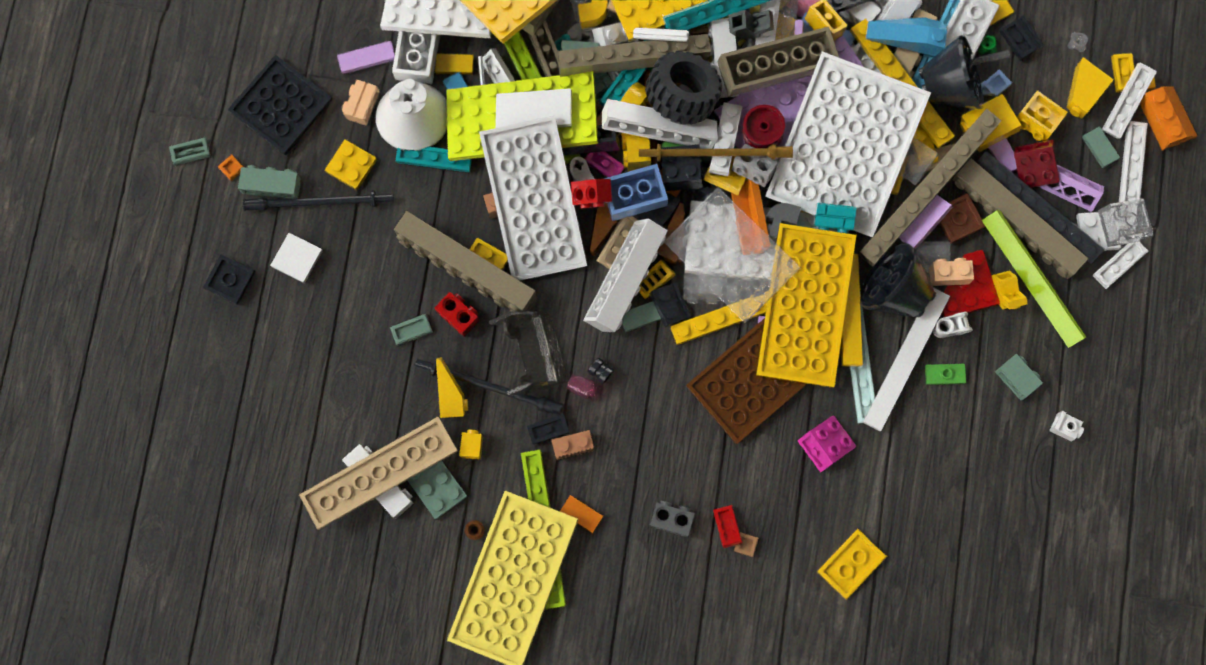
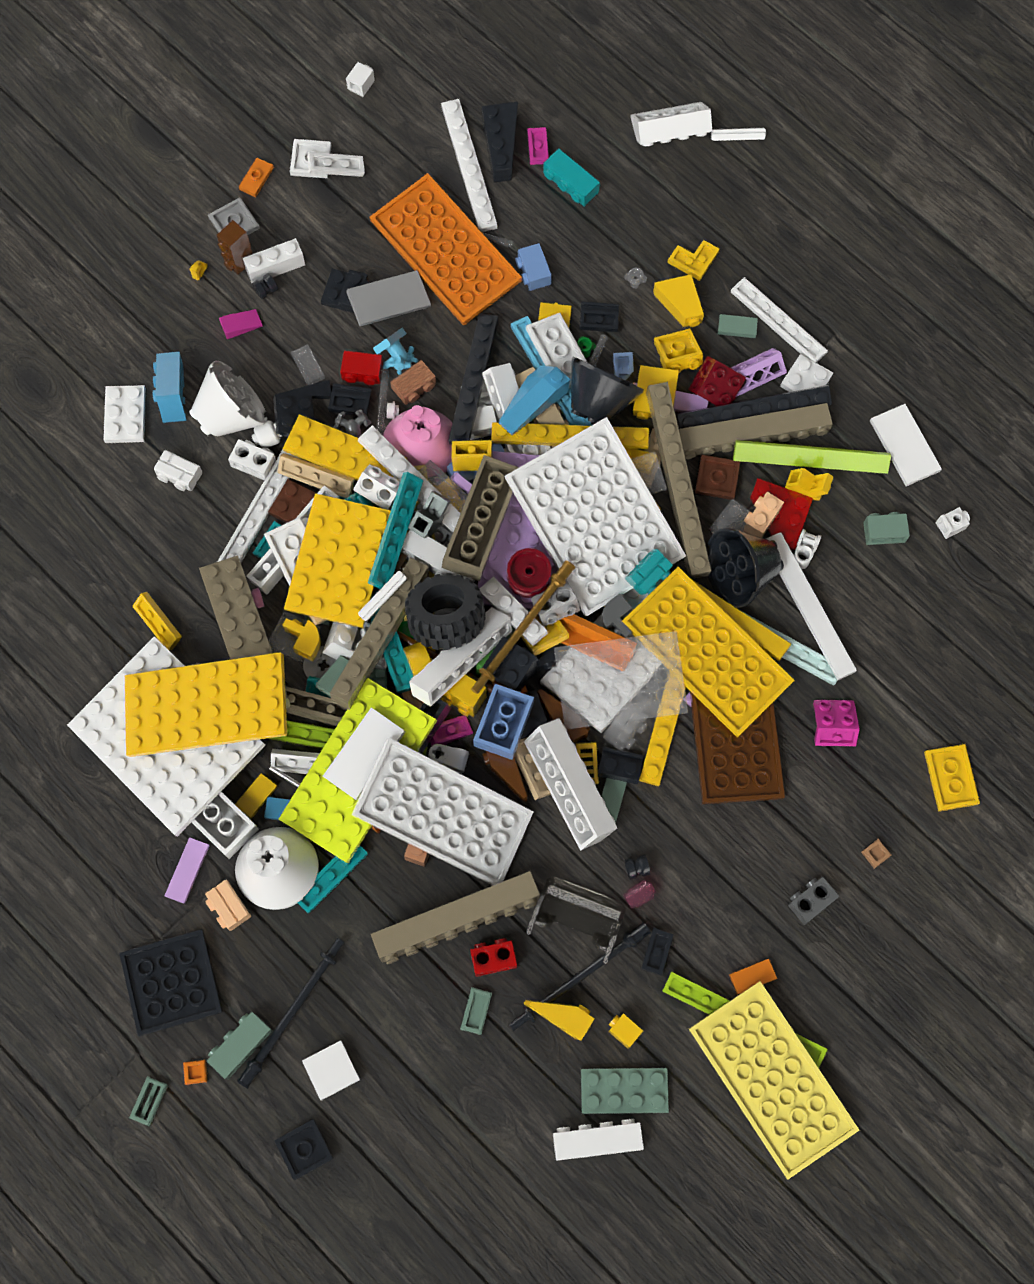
camera: 60 degrees left, 5 degrees down
(350, 164) = (278, 957): yellow plate -> none
(378, 473) = (594, 1134): tan plate -> none
(470, 525) = (709, 1083): reddish brown plate -> none
(489, 253) = (458, 889): yellow plate -> none
(573, 445) = (688, 939): nougat brick -> none
(591, 192) = (478, 758): red brick -> none
(727, 526) = (851, 857): red plate -> none
(926, 222) = (704, 504): lavender tile -> none
(945, 374) = (842, 584): bright green plate -> none
(1104, 345) = (905, 444): none -> white tile
(1119, 263) = (845, 383): white tile -> none
(1125, 222) = (819, 353): clear brick -> none
(1129, 100) = (716, 276): white plate -> none
(1167, 117) = (750, 259): orange slope -> none

